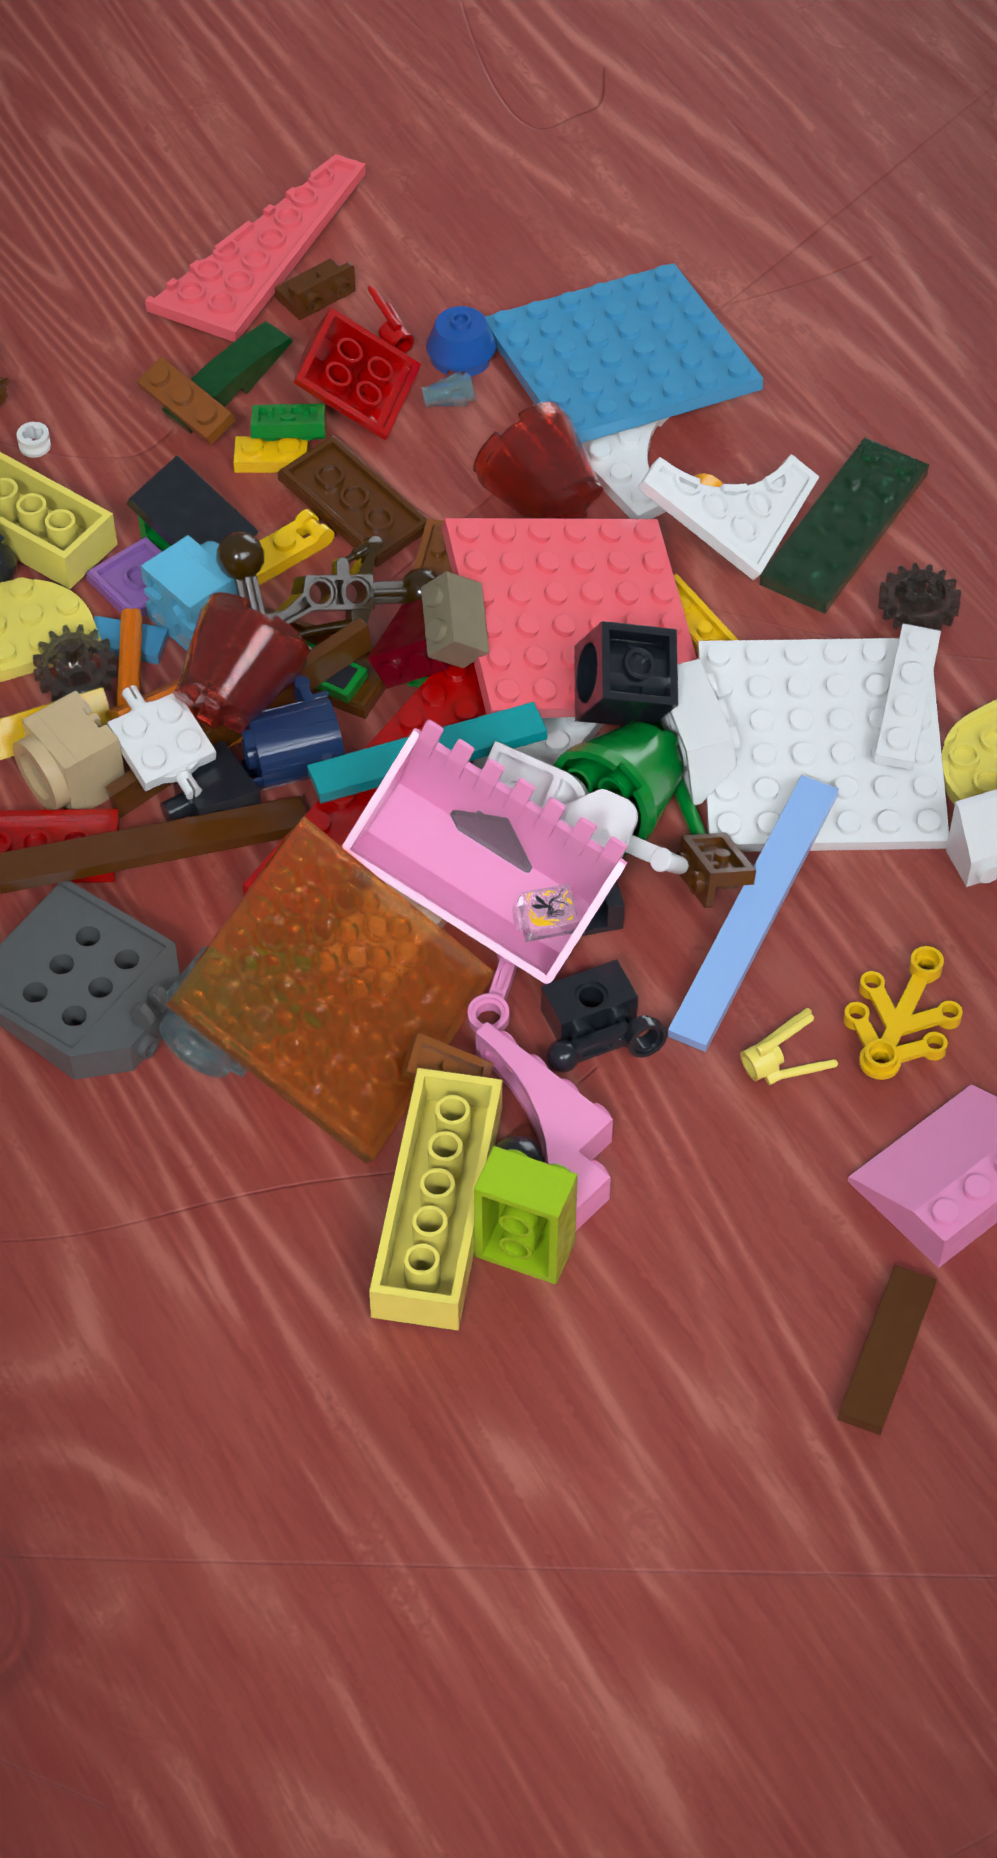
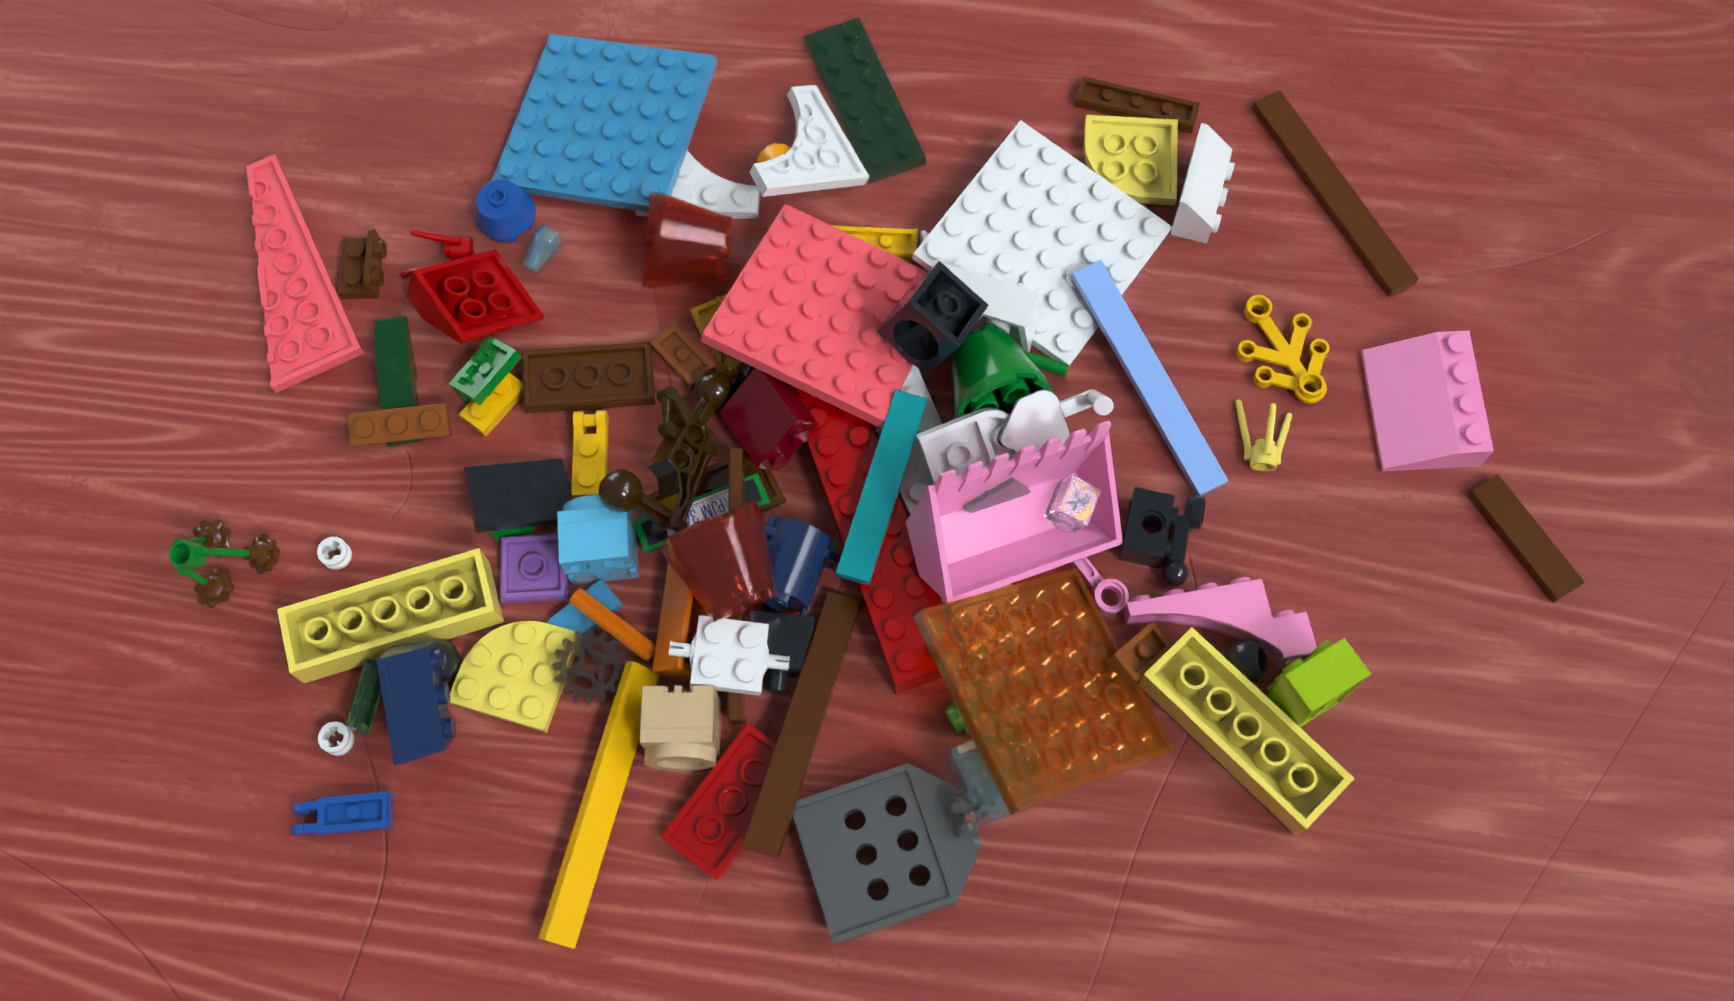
camera: 50 degrees left, 15 degrees up
(454, 619) = (796, 390): dark tan brick -> none
(714, 863) = (1099, 371): reddish brown bracket -> none
(907, 697) = (1060, 167): white plate -> none
(919, 598) = (967, 103): clear smoke gear -> none

